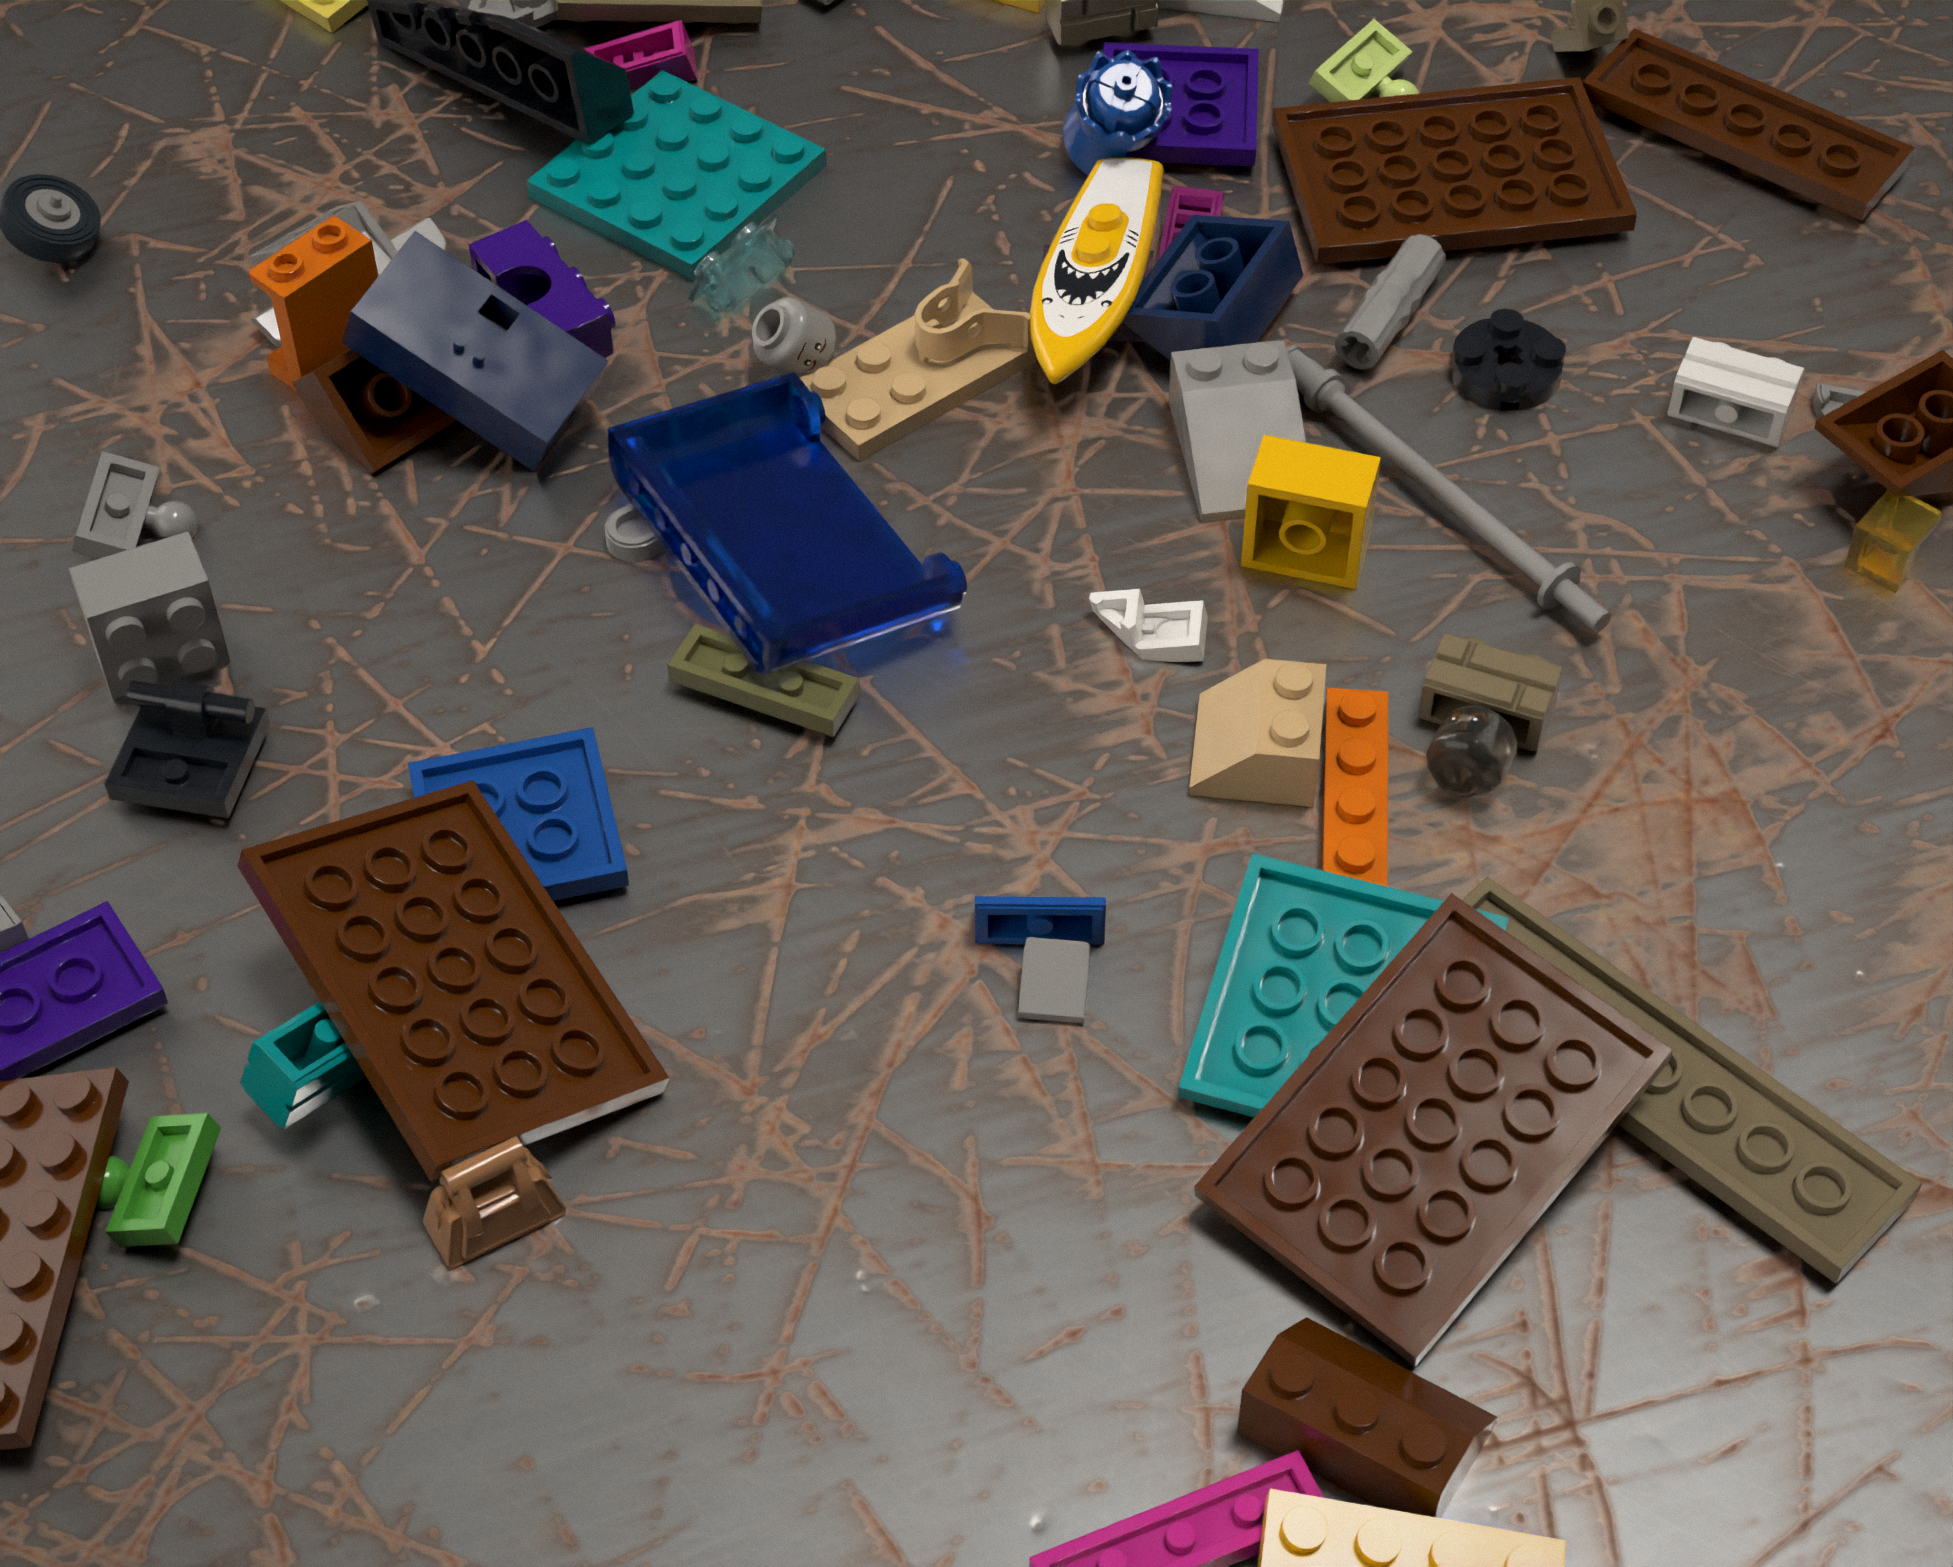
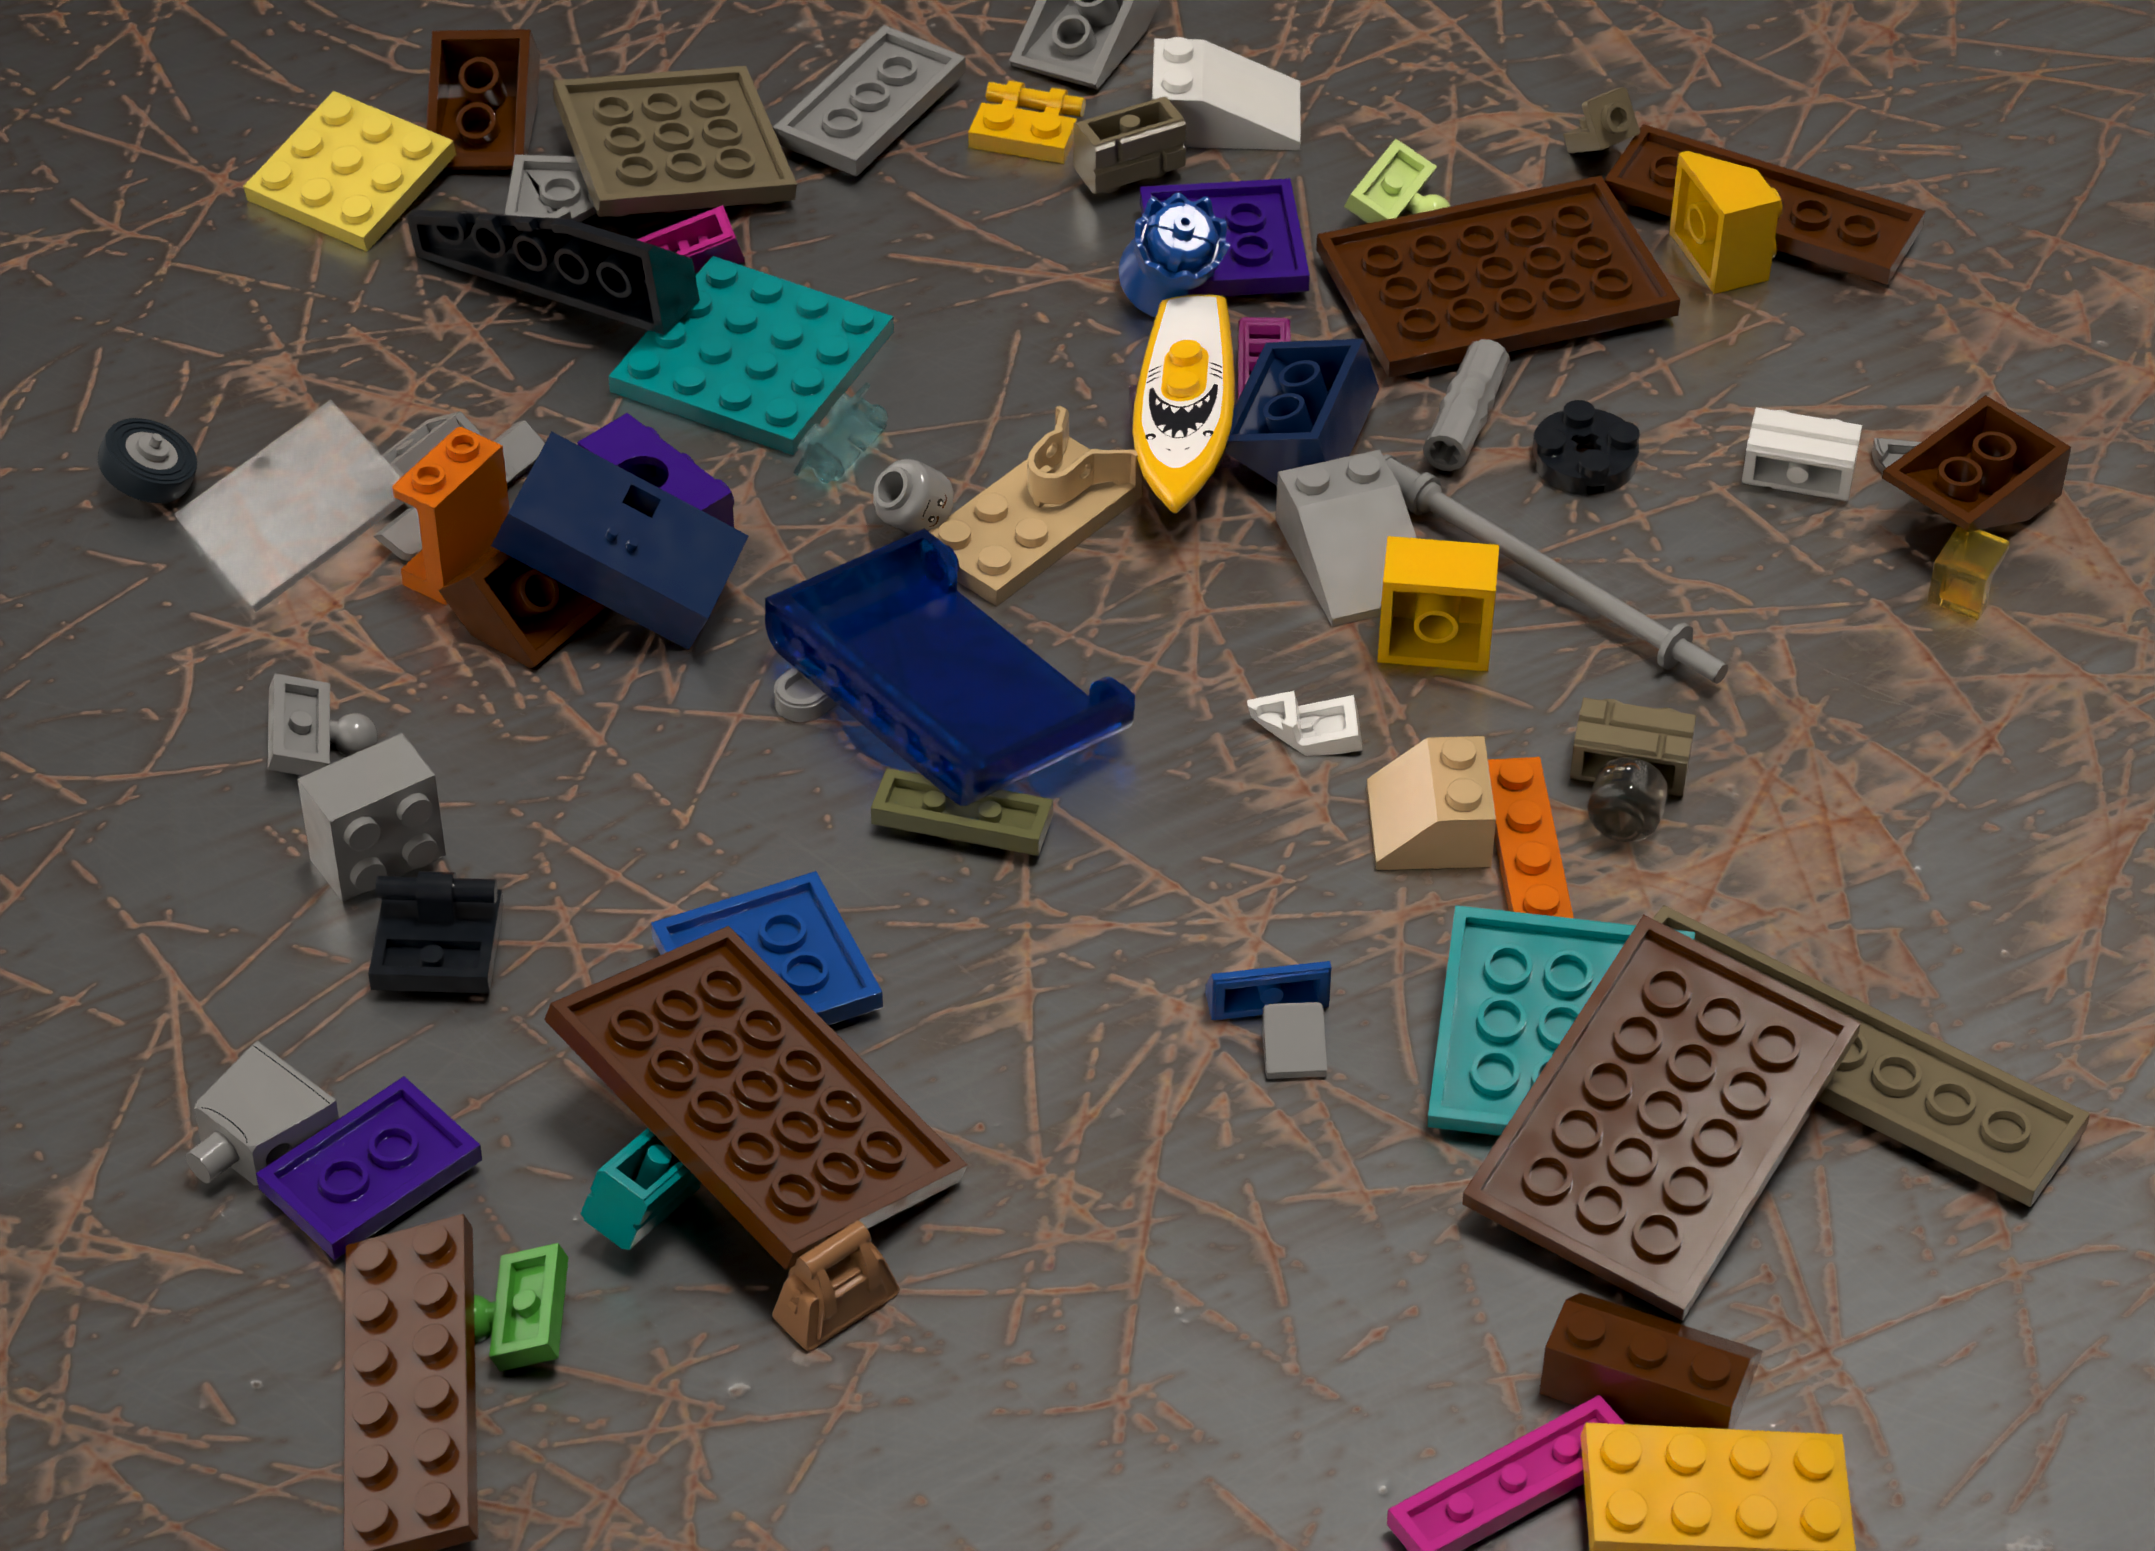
camera: 10 degrees left, 5 degrees down
(172, 280) = (292, 505): none -> clear piece
(1698, 136) = (1724, 221): none -> yellow slope

